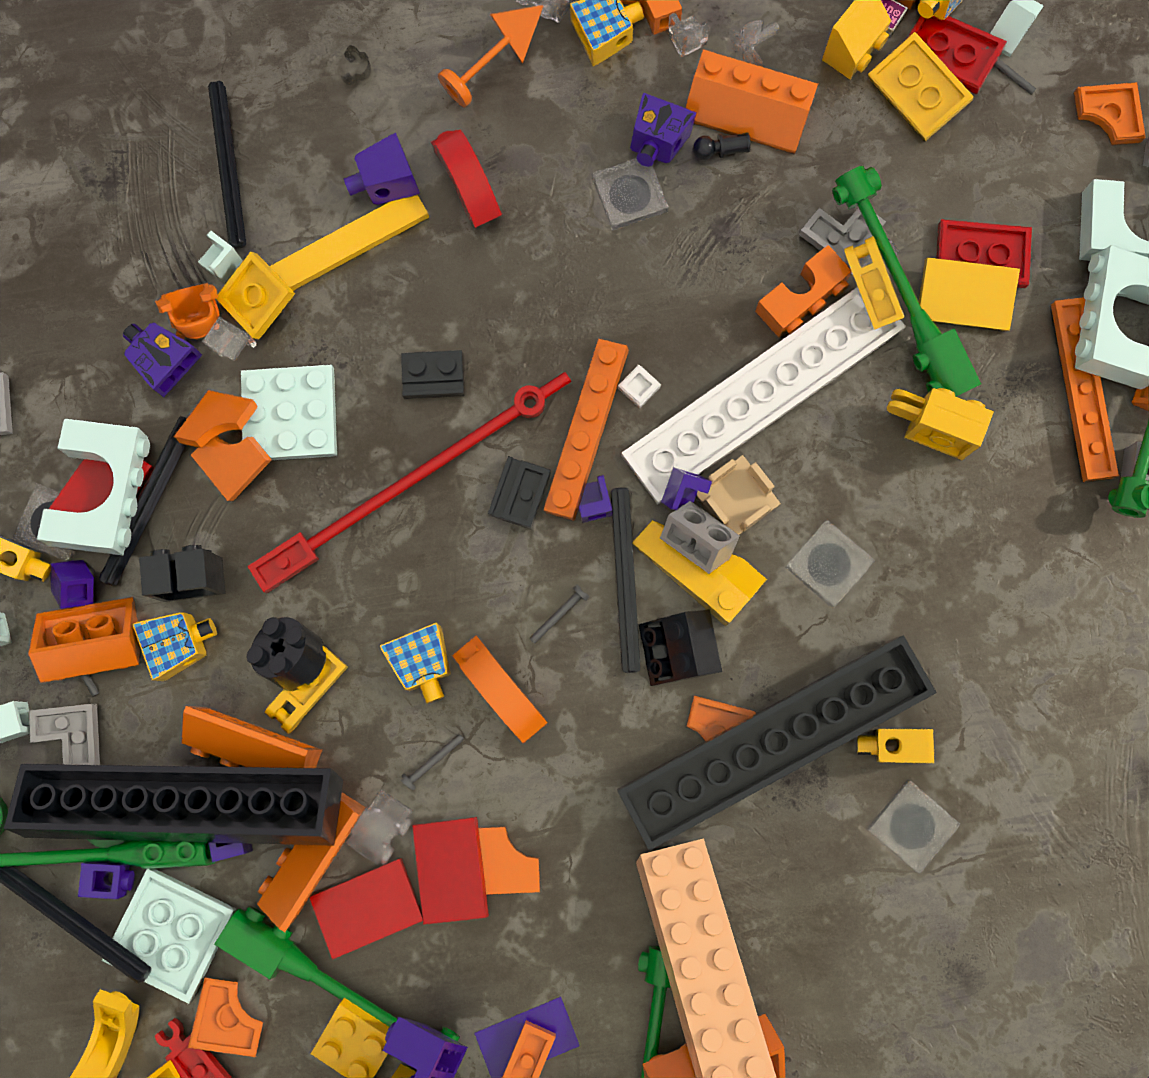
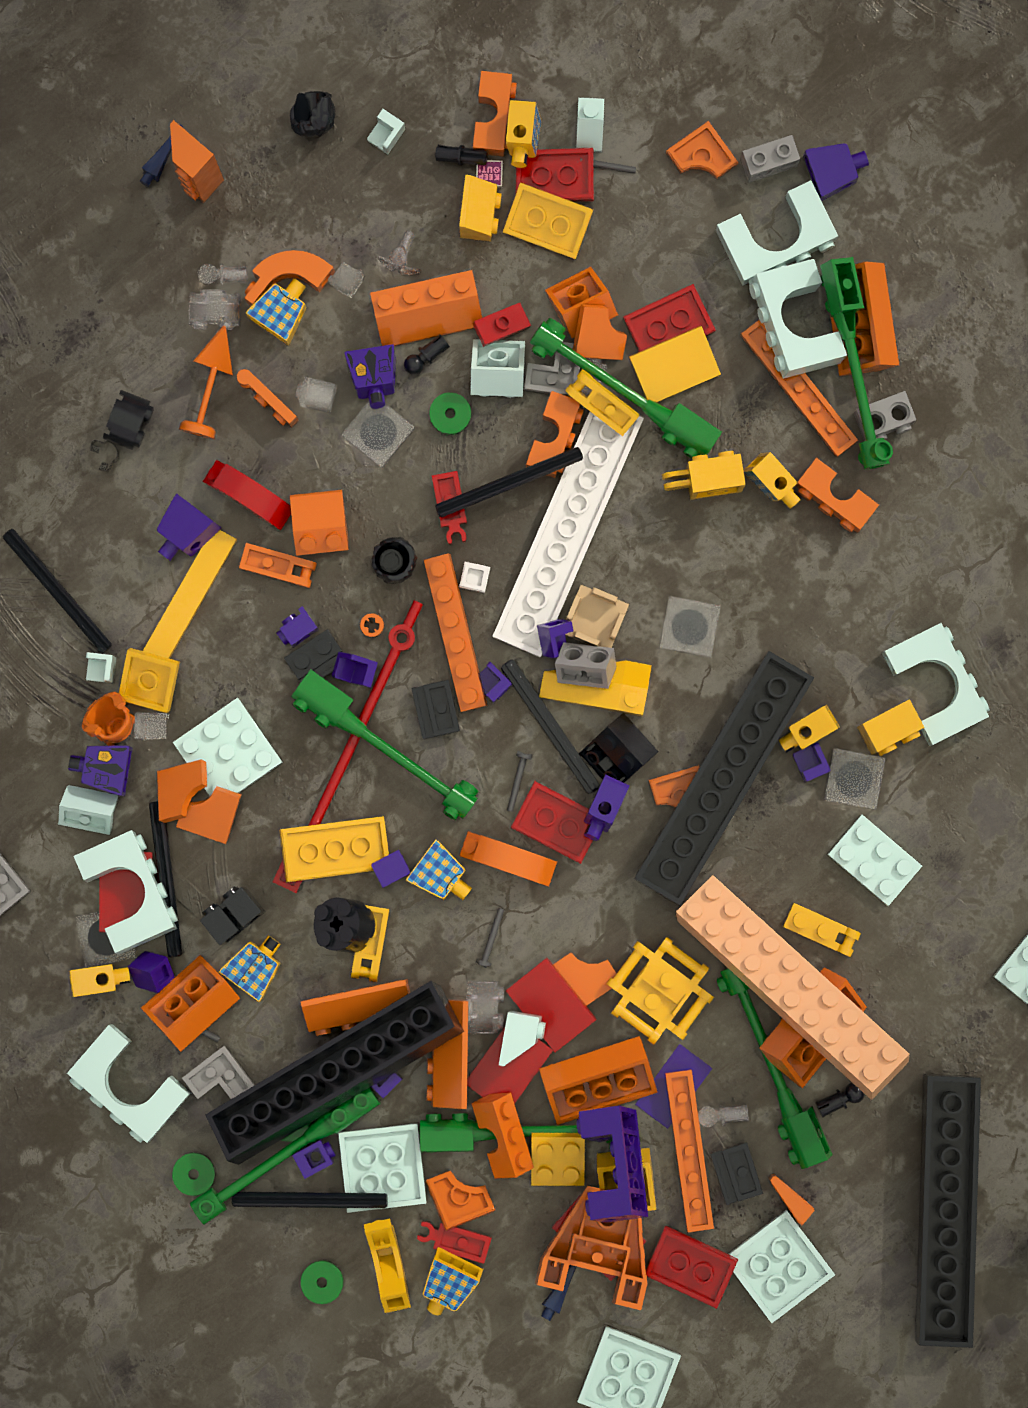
camera: 35 degrees left, 5 degrees up
(17, 1020) = (320, 1294): none -> green piece
(116, 386) = (87, 809): none -> light aqua panel
(318, 958) = (500, 1116): none -> orange arch
(329, 571) = (333, 848): none -> yellow tile
(373, 625) = (391, 868): none -> dark purple panel
(393, 39) = (127, 420): none -> black brick
(394, 885) = (520, 1034): none -> light aqua slope
(416, 428) = (332, 709): none -> green bar
(432, 331) = (297, 628): none -> dark purple brick
(449, 983) = (598, 1079): none -> orange slope
(451, 260) = (276, 565): none -> orange plate
(462, 403) = (354, 669): none -> dark purple panel
(499, 375) = (365, 630): none -> orange bush
(517, 239) = (319, 522): none -> orange slope
(540, 97) = (266, 397): none -> orange plate
(569, 319) = (394, 560): none -> black hair
(573, 682) = (554, 822): none -> red tile
(573, 928) = (660, 990): none -> yellow brick
(591, 121) = (316, 394): none -> clear brick
(637, 690) = (607, 800): none -> dark purple torso
(658, 300) = (446, 487): none -> red plate
(715, 203) = (447, 402): none -> green piece
(732, 308) = (509, 482): none -> black axle
(784, 197) = (498, 368): none -> light aqua slope
(784, 967) = (820, 929): none -> yellow plate
(814, 158) = (501, 324): none -> red plate
(878, 781) = (811, 762): none -> dark purple panel
(886, 928) = (874, 860): none -> light aqua plate
(906, 216) = (596, 336): none -> orange tile
(909, 183) = (577, 290): none -> orange slope
(984, 796) = (890, 727): none -> yellow brick
(1007, 463) = (764, 472): none -> yellow torso
(1067, 544) = (816, 486): none -> orange arch
(1083, 818) = (936, 647): none -> light aqua arch

